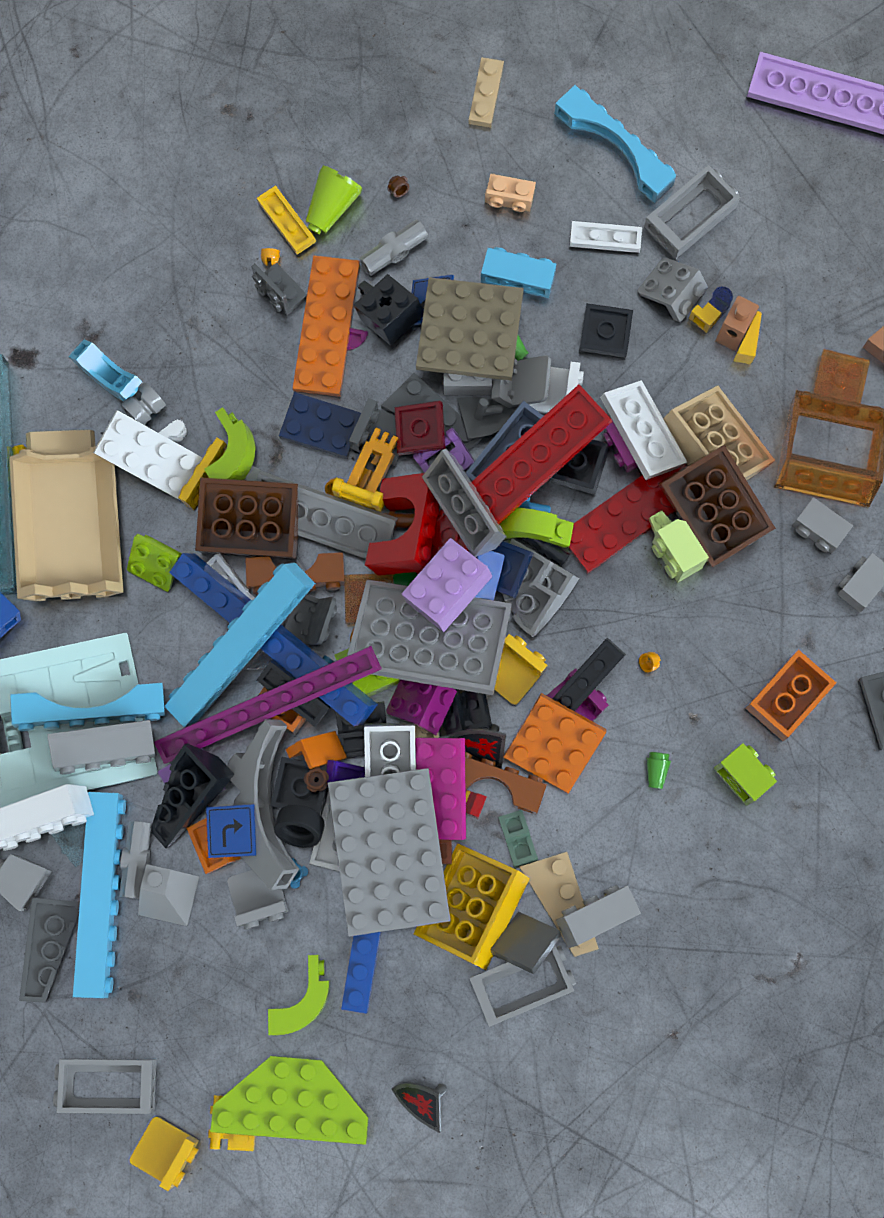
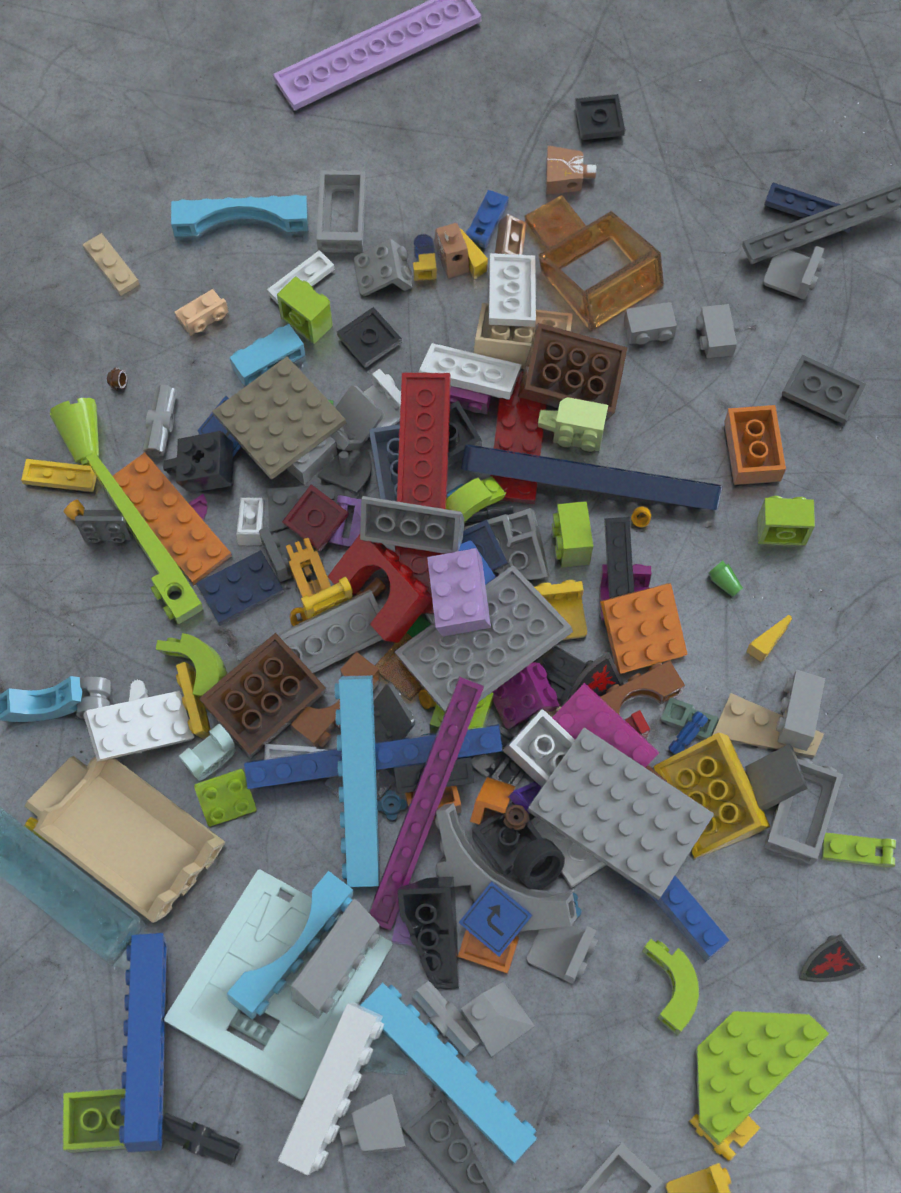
camera: 50 degrees left, 10 degrees down
(171, 521) = (209, 753): none -> light aqua piece
(249, 677) = (391, 812): none -> dark azure plate
(283, 360) = (169, 576): none -> lime piece
(378, 383) = (250, 521): none -> white slope
(504, 847) = (688, 733): none -> blue axle
(529, 1050) = (858, 850): none -> lime plate
(580, 264) = (305, 309): none -> lime brick
(582, 625) = (572, 534): none -> lime brick
(630, 844) = (764, 643): none -> yellow slope
(643, 598) = (591, 477): none -> dark blue beam
(746, 398) = (512, 290): none -> white plate
(794, 323) = (487, 218): none -> blue plate
(794, 356) = (510, 236): none -> medium nougat slope

